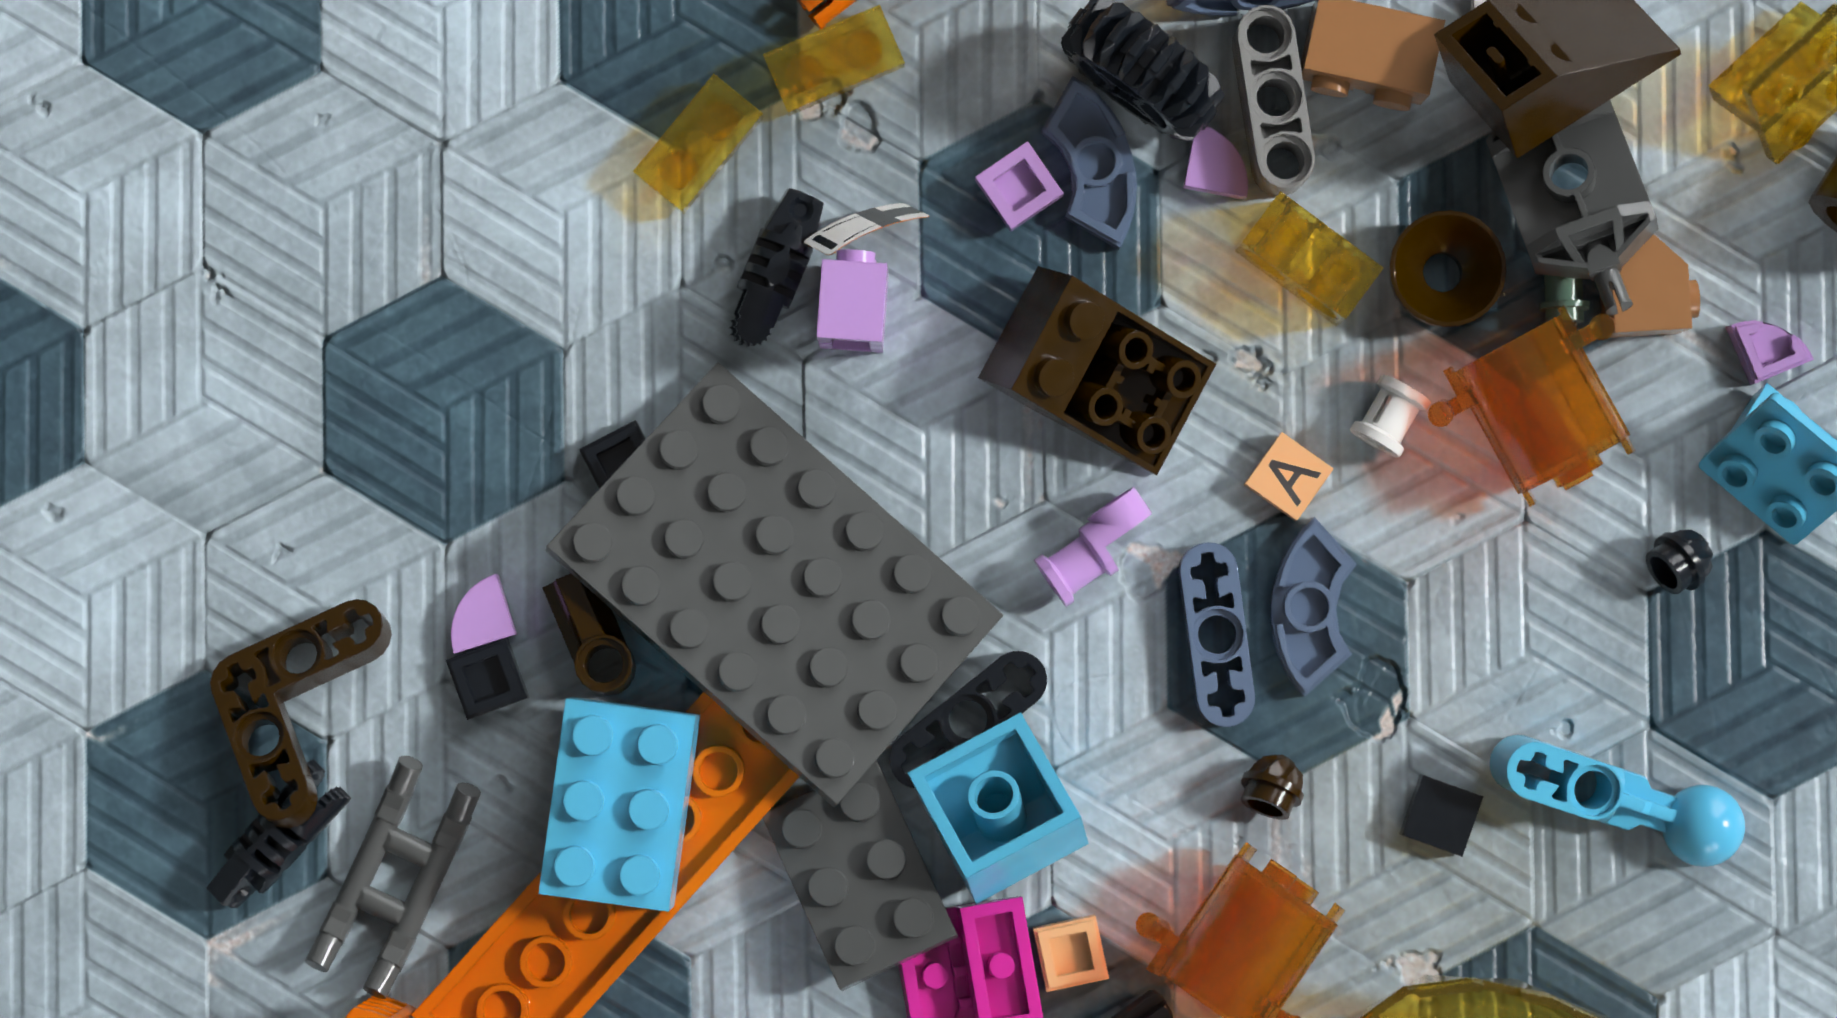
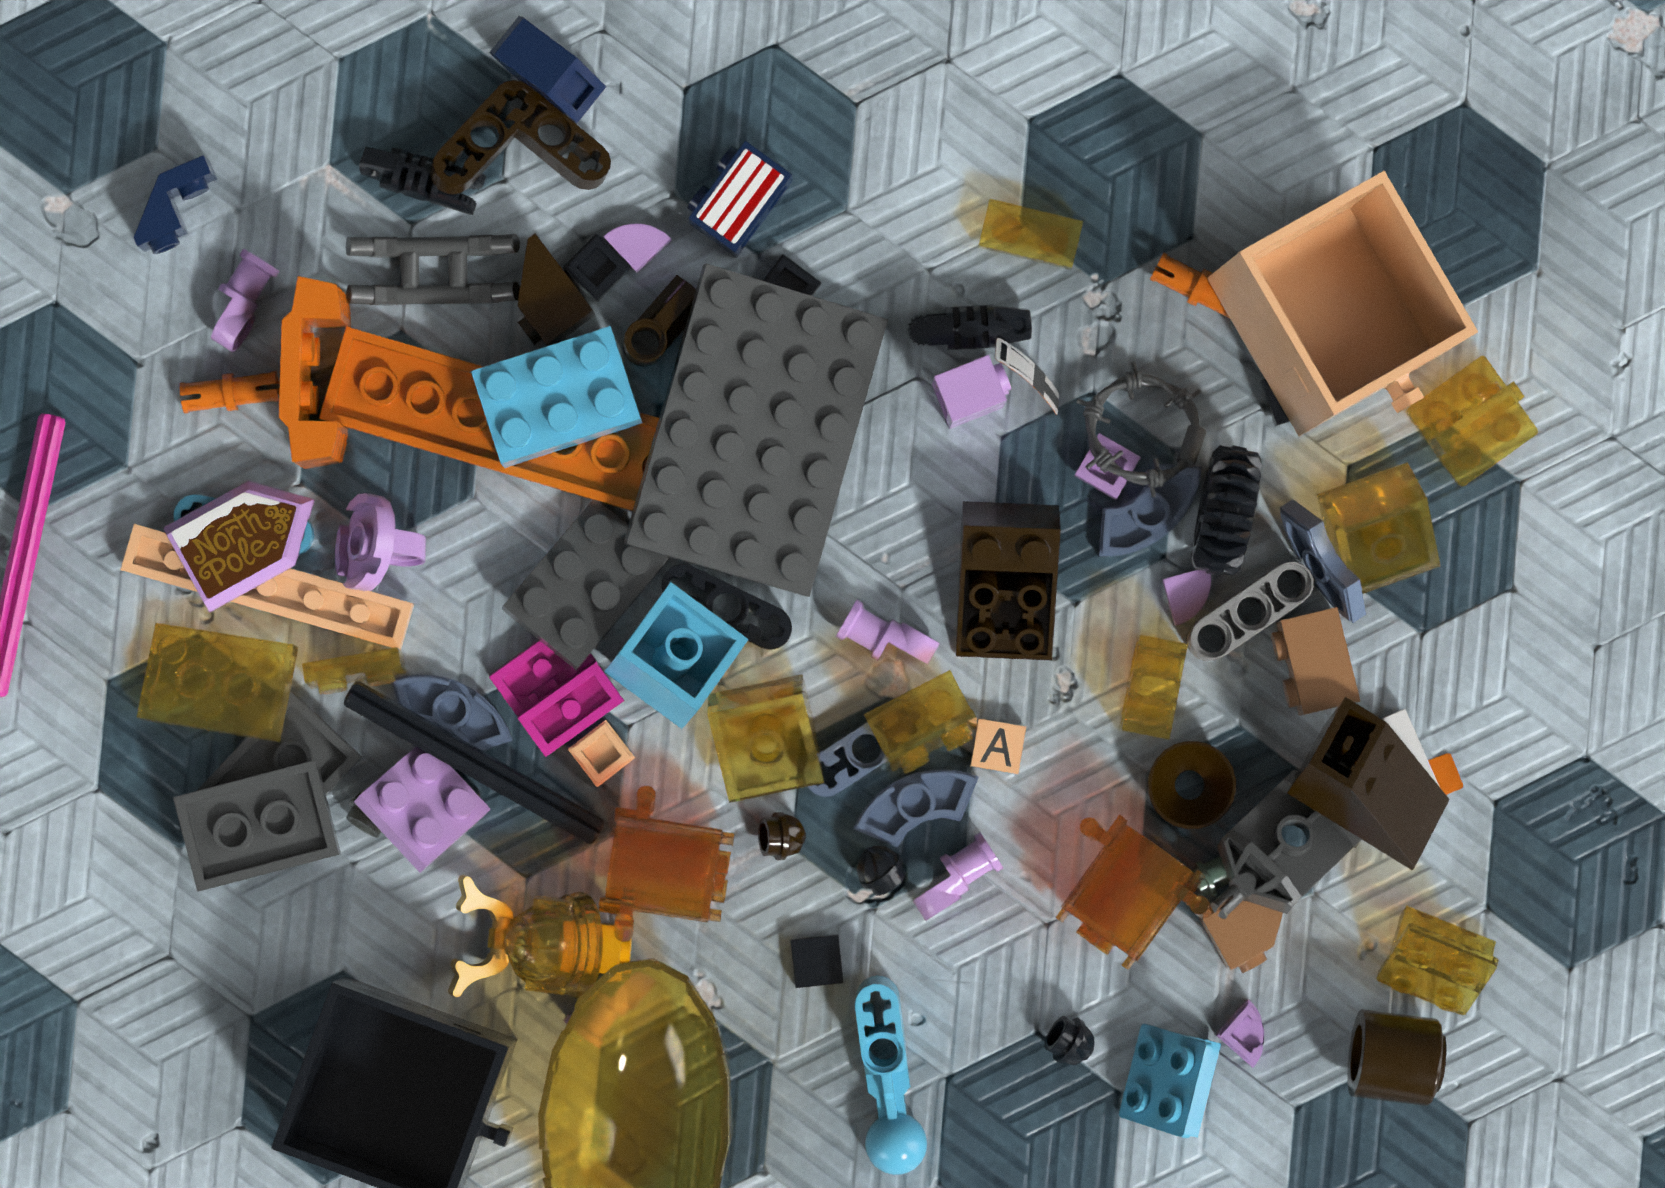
camera: 60 degrees right, 0 degrees up
(219, 622) = (548, 68): none -> dark blue slope
(486, 468) = (739, 197): none -> brick
(495, 754) = (548, 297): none -> dark brown slope
(834, 60) = (1132, 298): clear yellow plate -> none
(979, 59) = (1180, 397): none -> dark grey piece
(1148, 749) = (765, 738): none -> clear yellow slope
(1218, 552) = (922, 722): none -> clear yellow bracket
(1370, 687) = (880, 869): none -> black plate
(1390, 416) = (1072, 795): white bush -> none
(1416, 588) = (964, 869): none -> lavender connector

